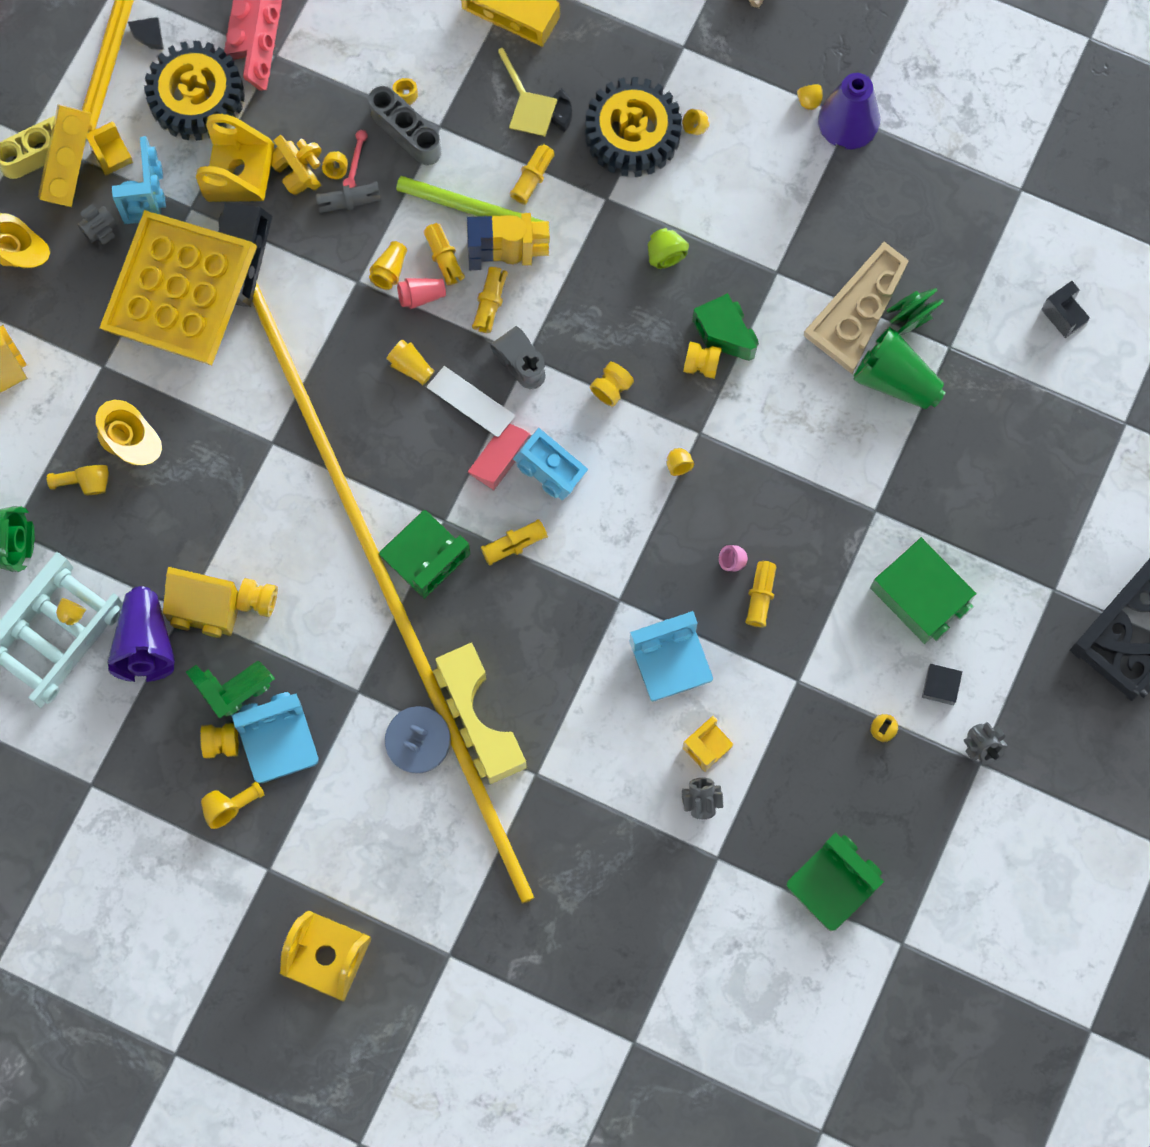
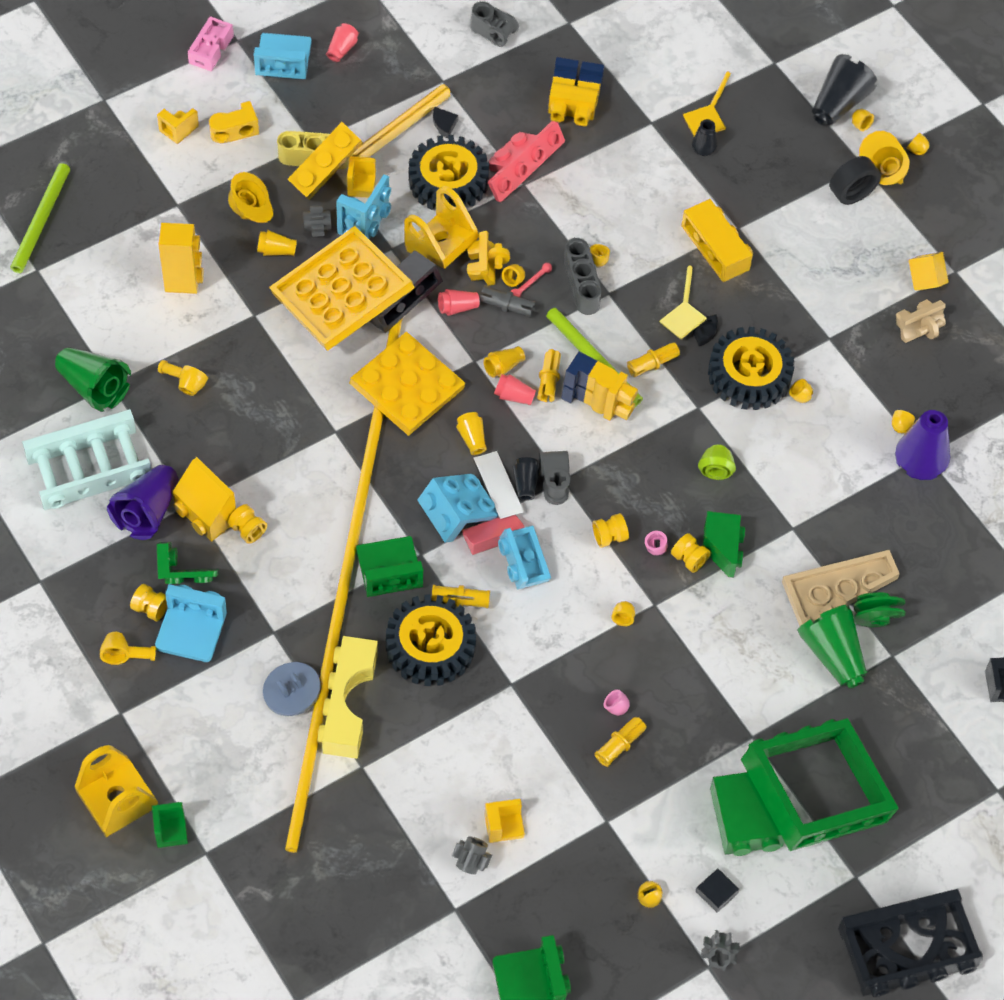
camera: 30 degrees right, 15 degrees down
(69, 612) = (112, 454): yellow hinge -> none
(72, 276) = (275, 244): none -> yellow cone
(127, 433) = (236, 361): yellow piece -> none
(298, 229) = (457, 301): none -> coral cone
(310, 348) = (407, 383): none -> yellow plate
(400, 953) = (169, 824): none -> green panel
(447, 448) = (454, 502): none -> medium azure bracket
(485, 606) = (443, 655): none -> wheel
(489, 300) = (561, 424): yellow pin -> none
(494, 378) = (526, 477): none -> black cone
(657, 373) = (651, 544): none -> bright pink hinge
(670, 656) = (520, 740): medium azure bracket -> none
(947, 565) = (793, 831): none -> green window

